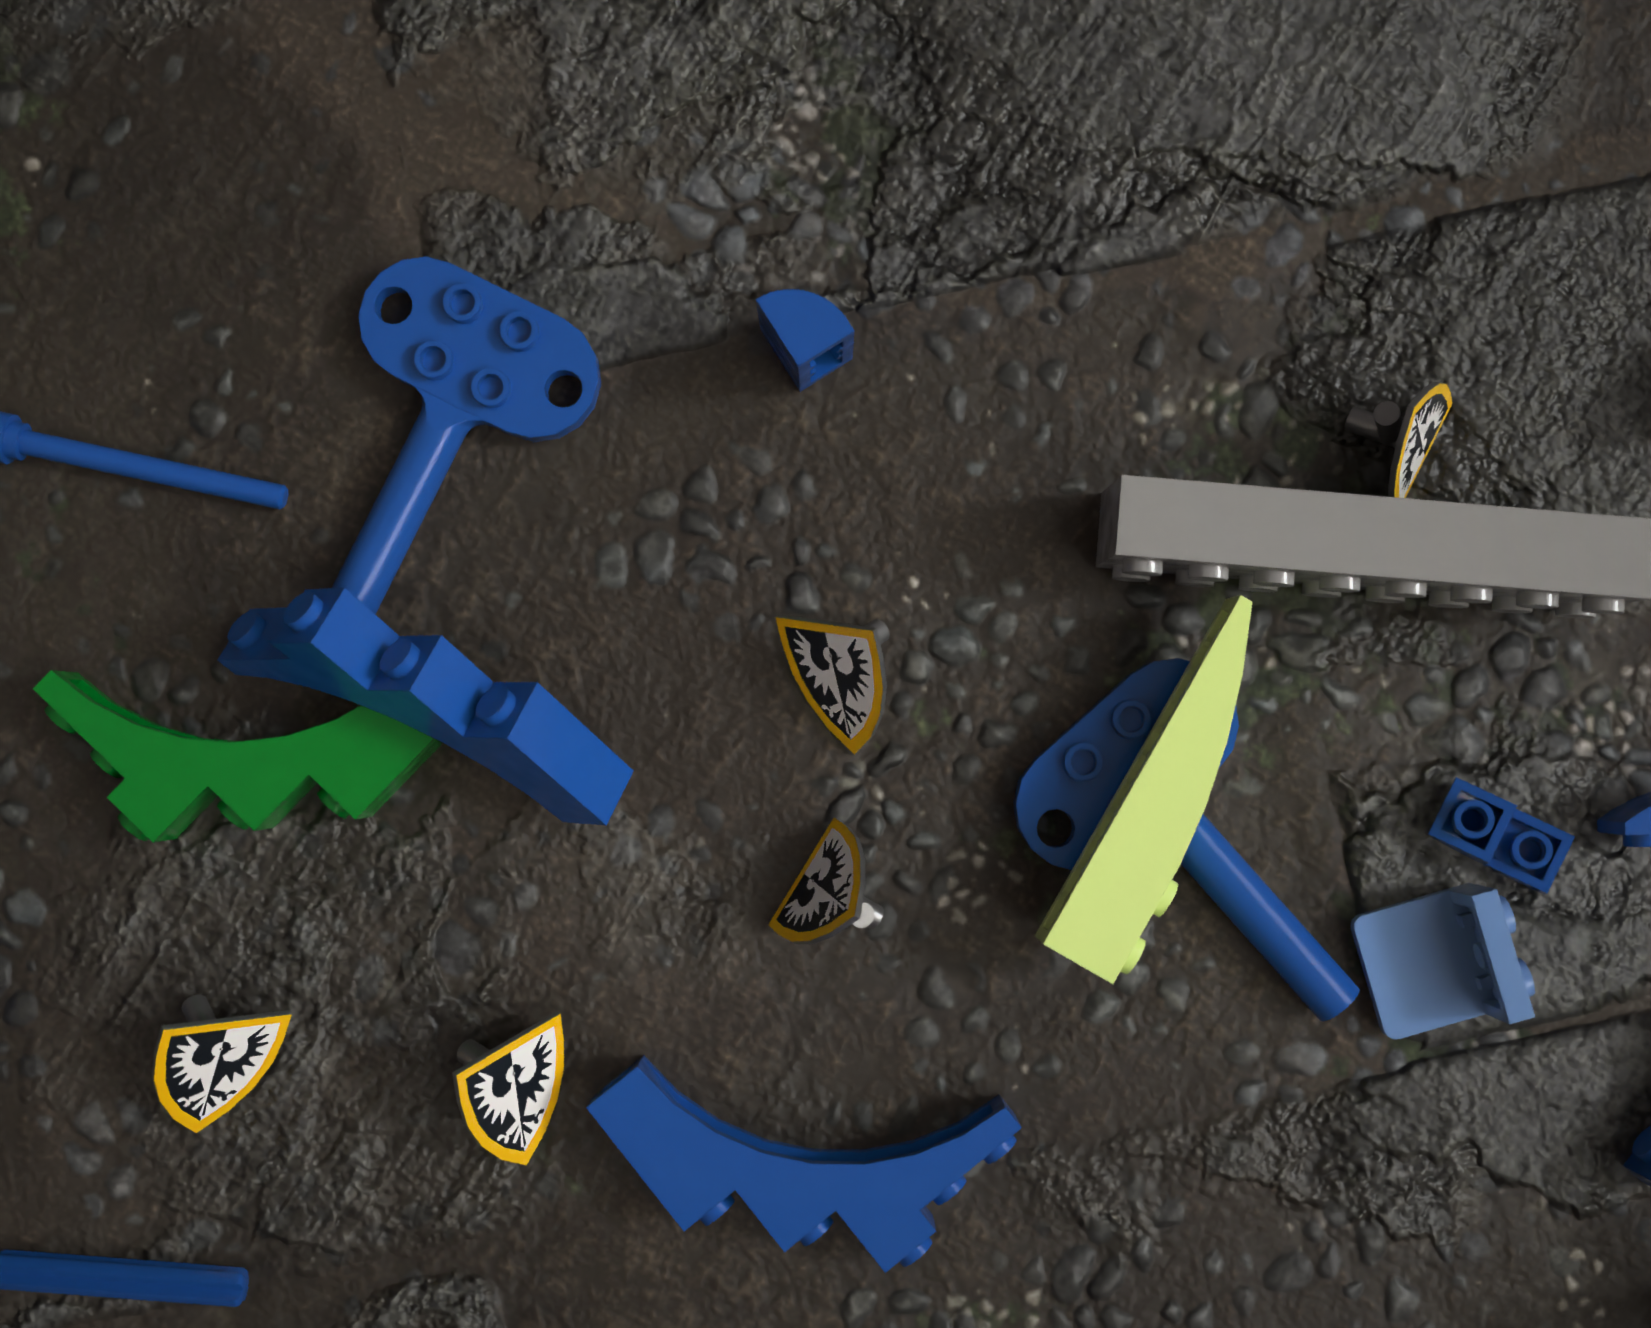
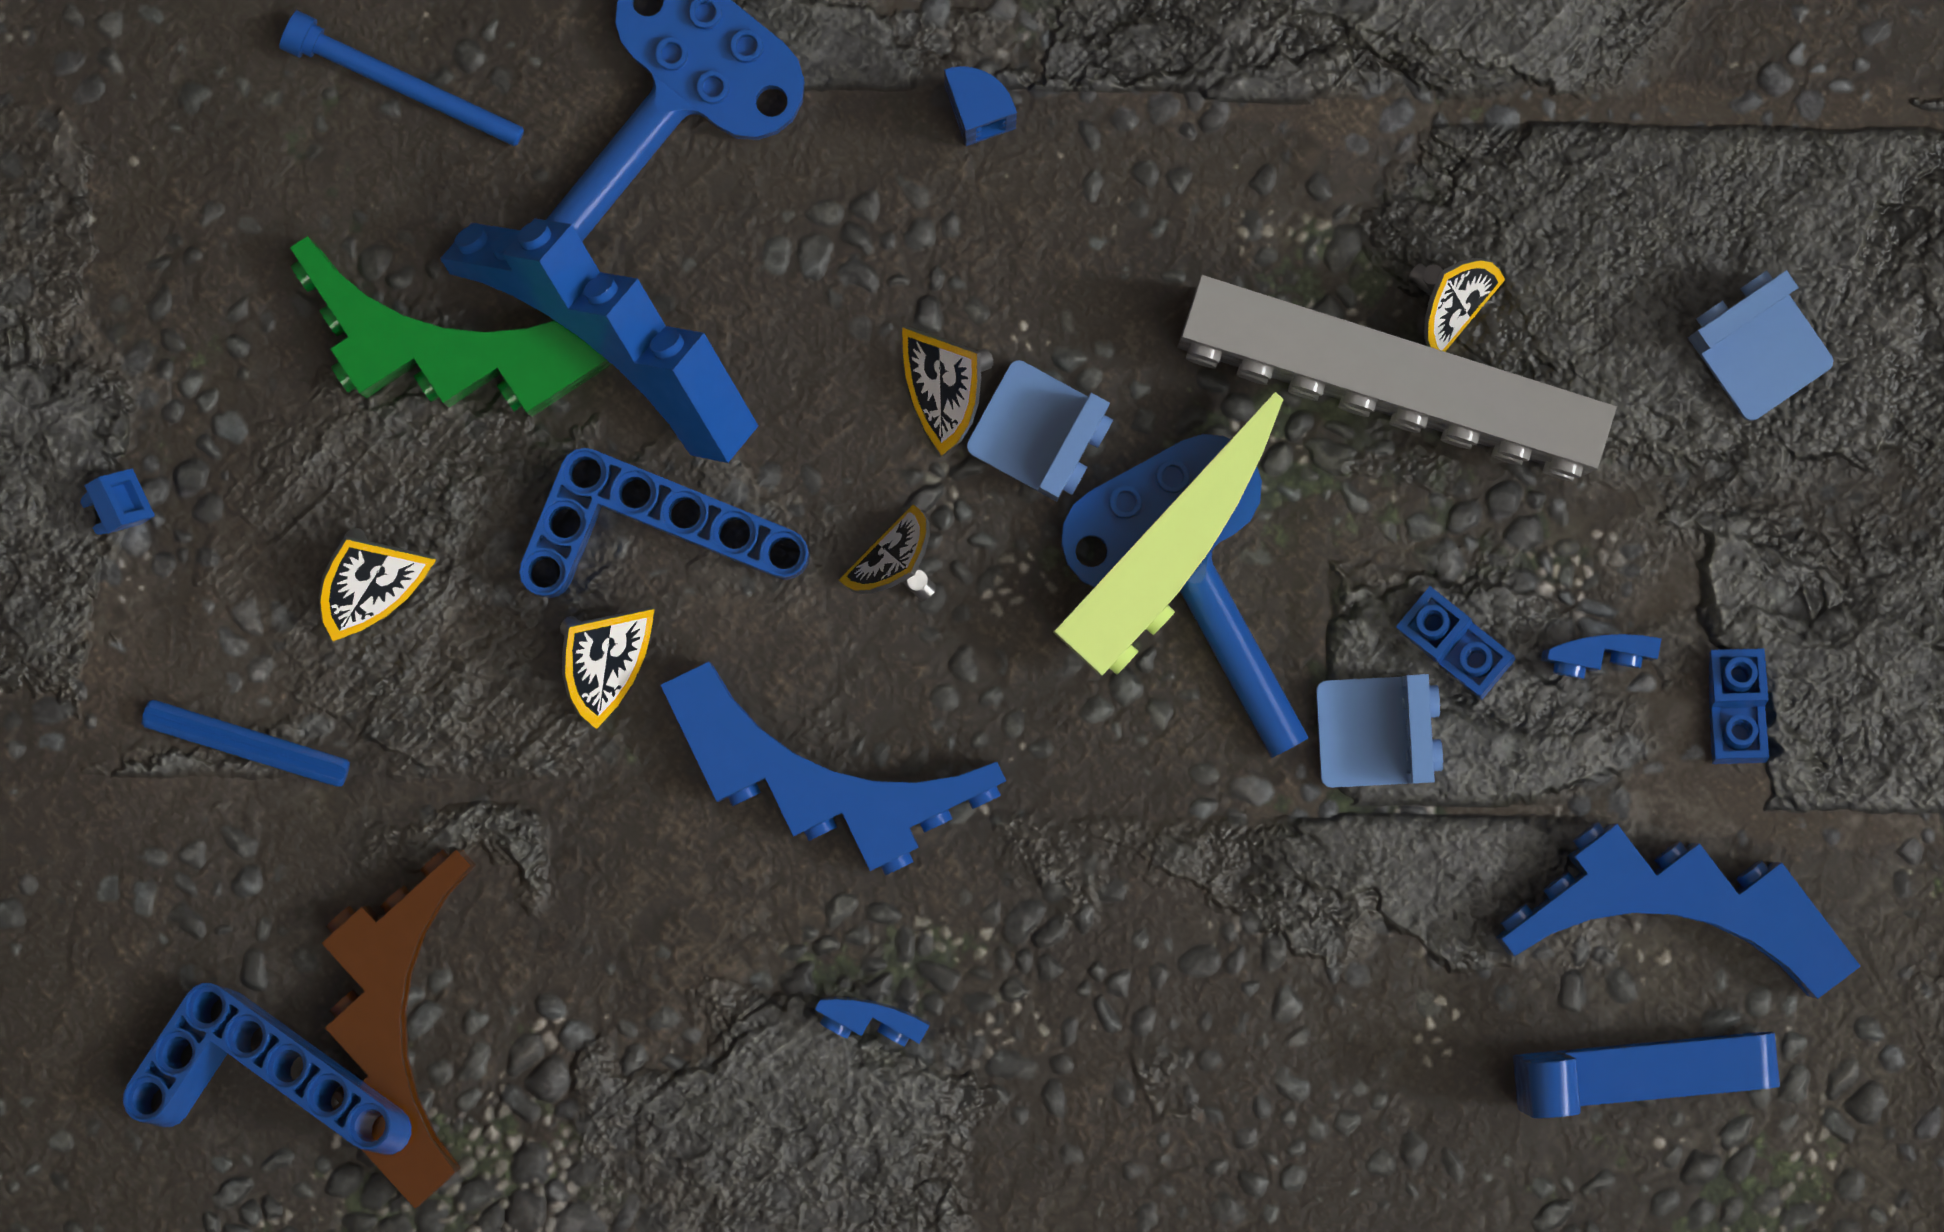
camera: 10 degrees right, 0 degrees up
(539, 901) = (654, 513): none -> blue beam
(964, 700) = (1039, 430): none -> medium blue bracket

